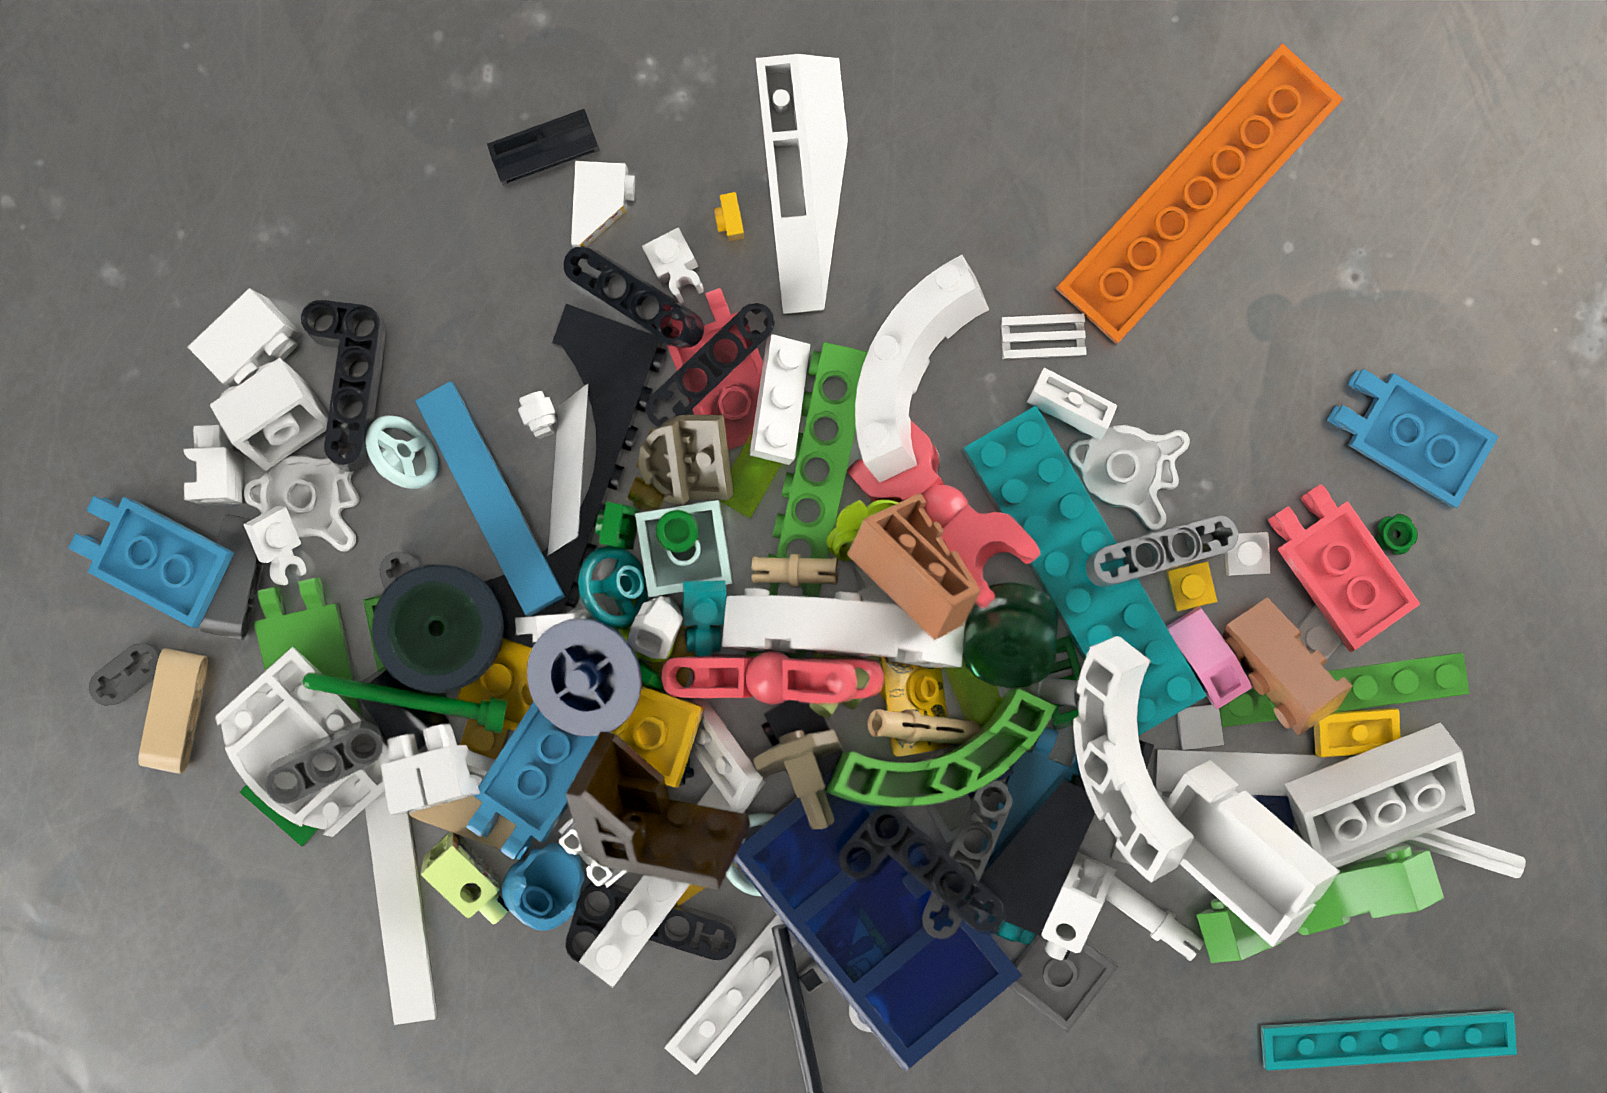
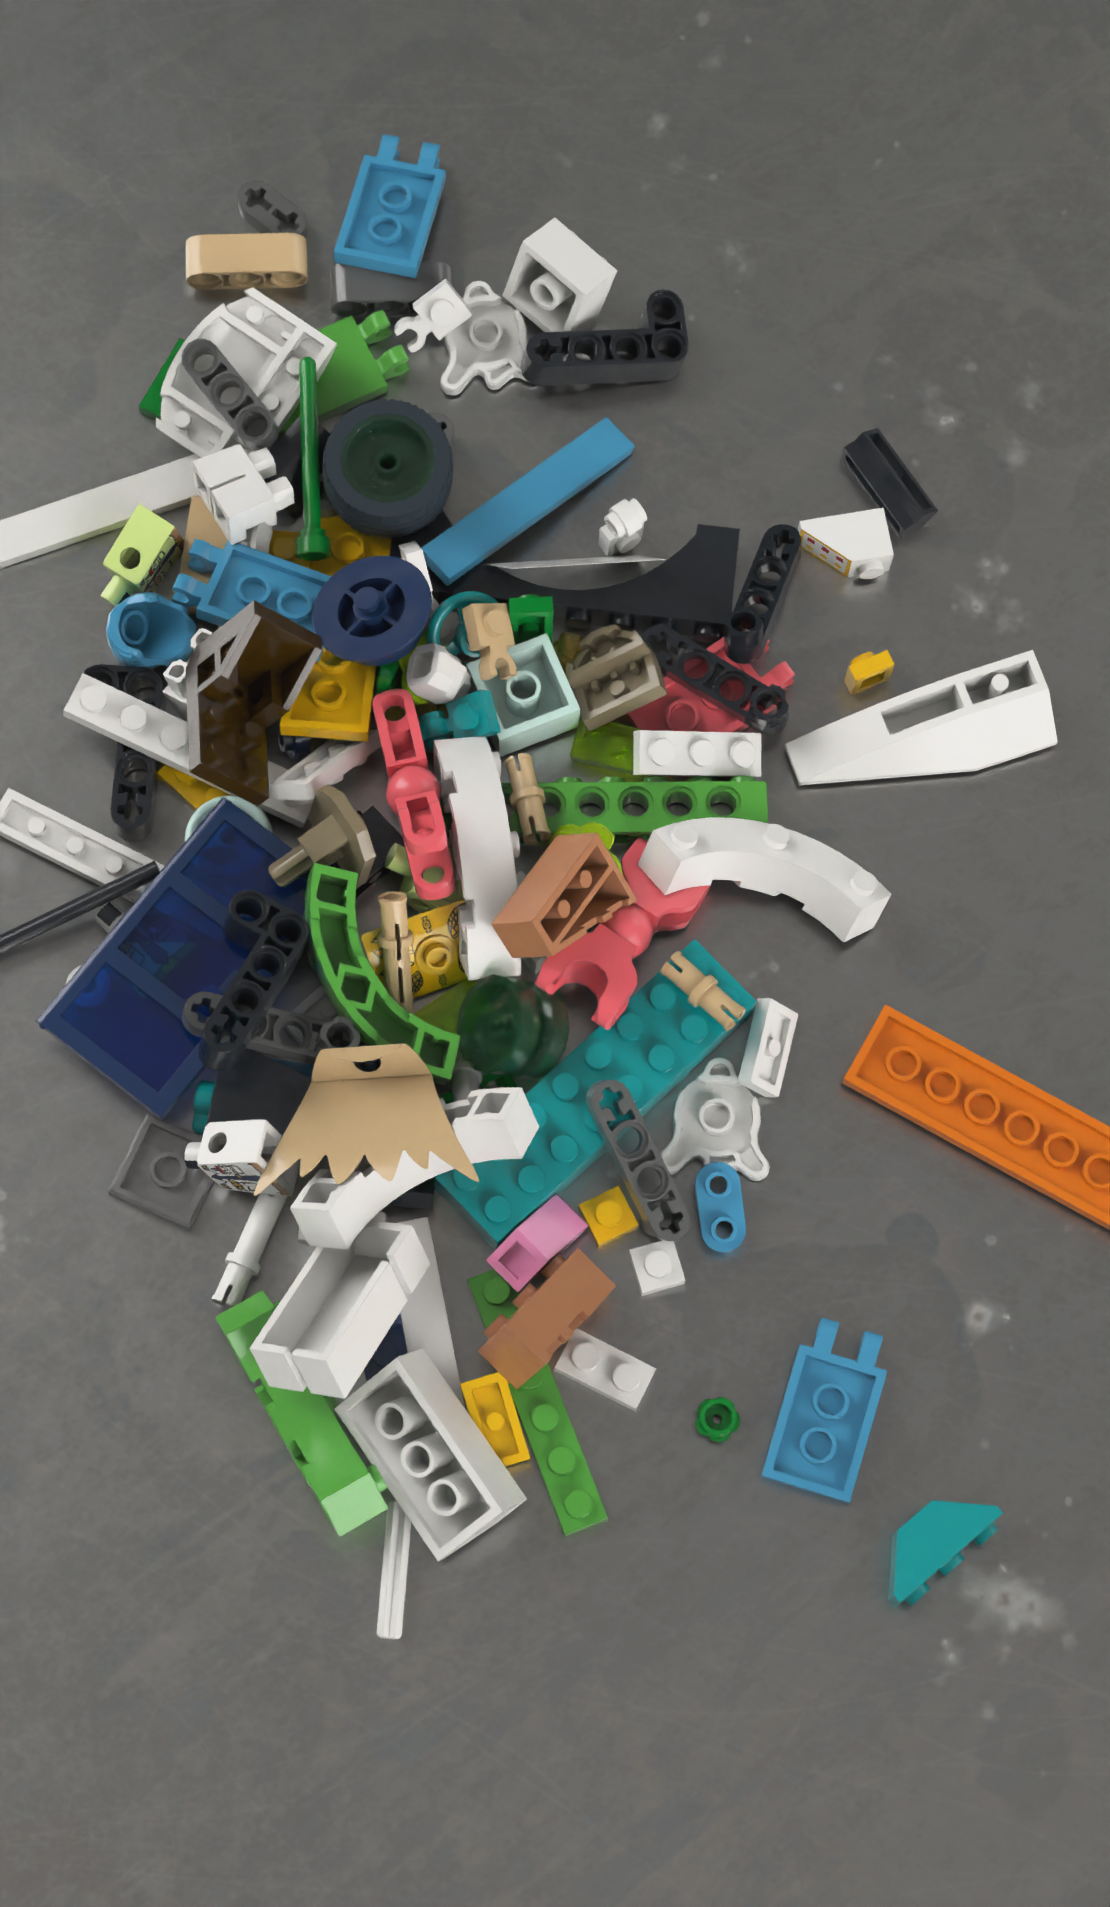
camera: 70 degrees right, 15 degrees down
(217, 468) = (490, 247): white hips -> none
(245, 339) = (631, 242): white brick -> none
(396, 456) = (547, 408): light aqua piece -> none
(628, 569) = (491, 634): none -> tan plate
(673, 262) = (807, 625): white plate -> none
(677, 531) = (539, 674): green tile -> none
(1023, 454) = (703, 990): none -> tan pin
(1074, 788) = (367, 1114): none -> tan piece
(1078, 334) = (819, 972): white tile -> none
(1199, 727) = (461, 1257): white tile -> none
(1210, 486) = (720, 1206): none -> dark azure plate
(1343, 569) = (664, 1364): coral tile -> none
(1388, 1040) = (170, 1533): teal plate -> none
(1553, 371) = (933, 1543): none -> teal slope

